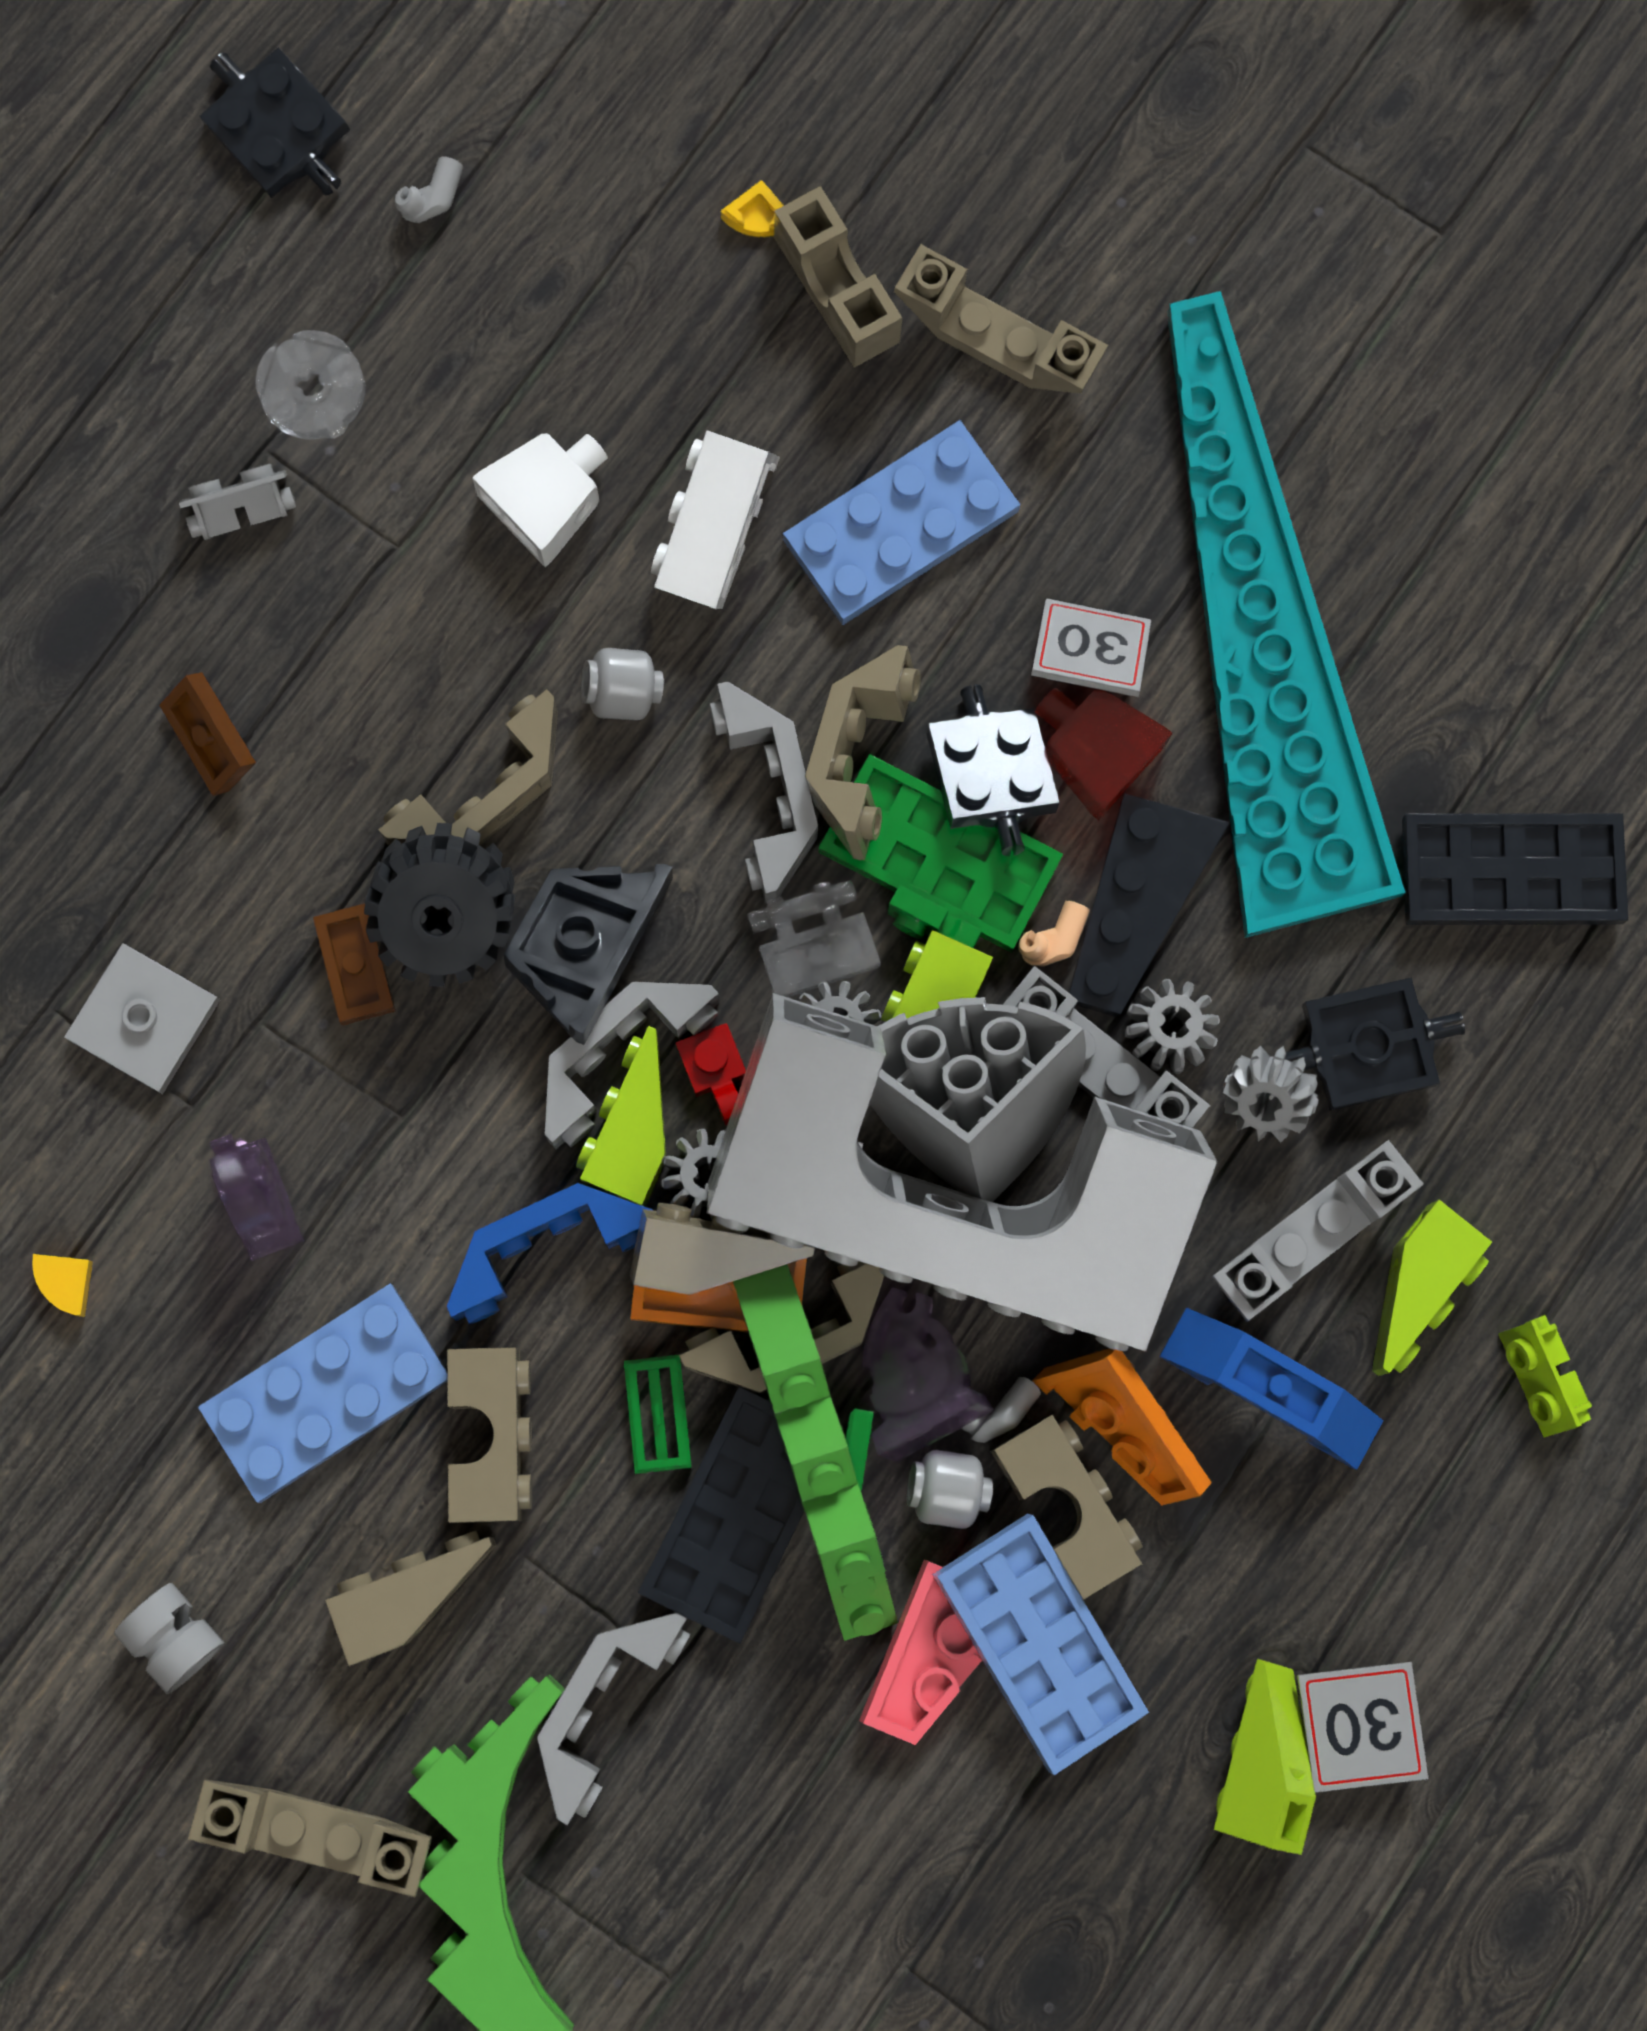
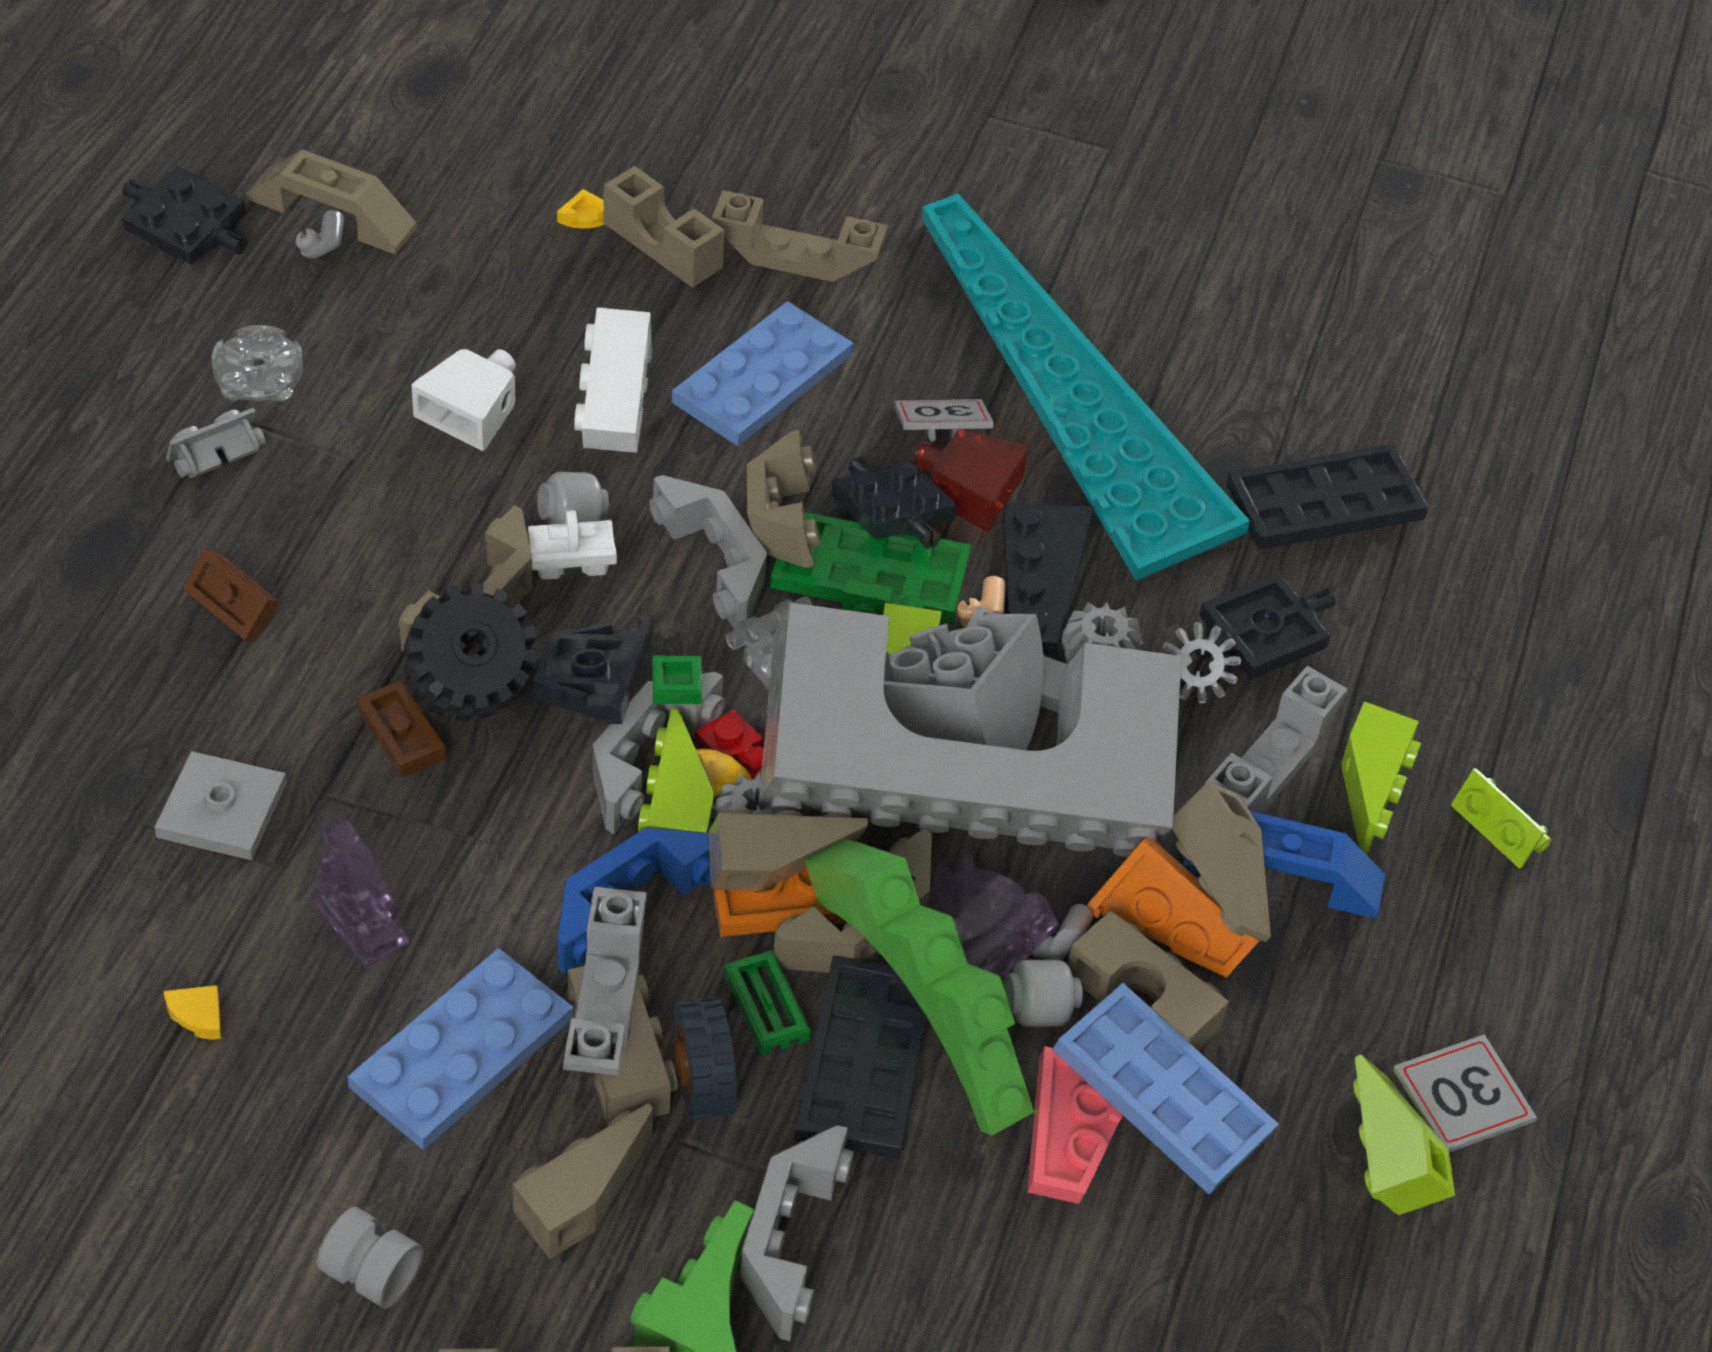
camera: 15 degrees left, 30 degrees down
(457, 141) = (378, 214): none -> dark tan slope
(470, 1413) = (608, 984): none -> light grey slope
(559, 1500) = (705, 1058): none -> black wheel
(602, 754) = (572, 545): none -> white hips
(663, 992) = (677, 679): none -> green tile
(688, 1109) = (720, 768): none -> yellow tile
(1196, 1397) = (1227, 850): none -> dark tan slope

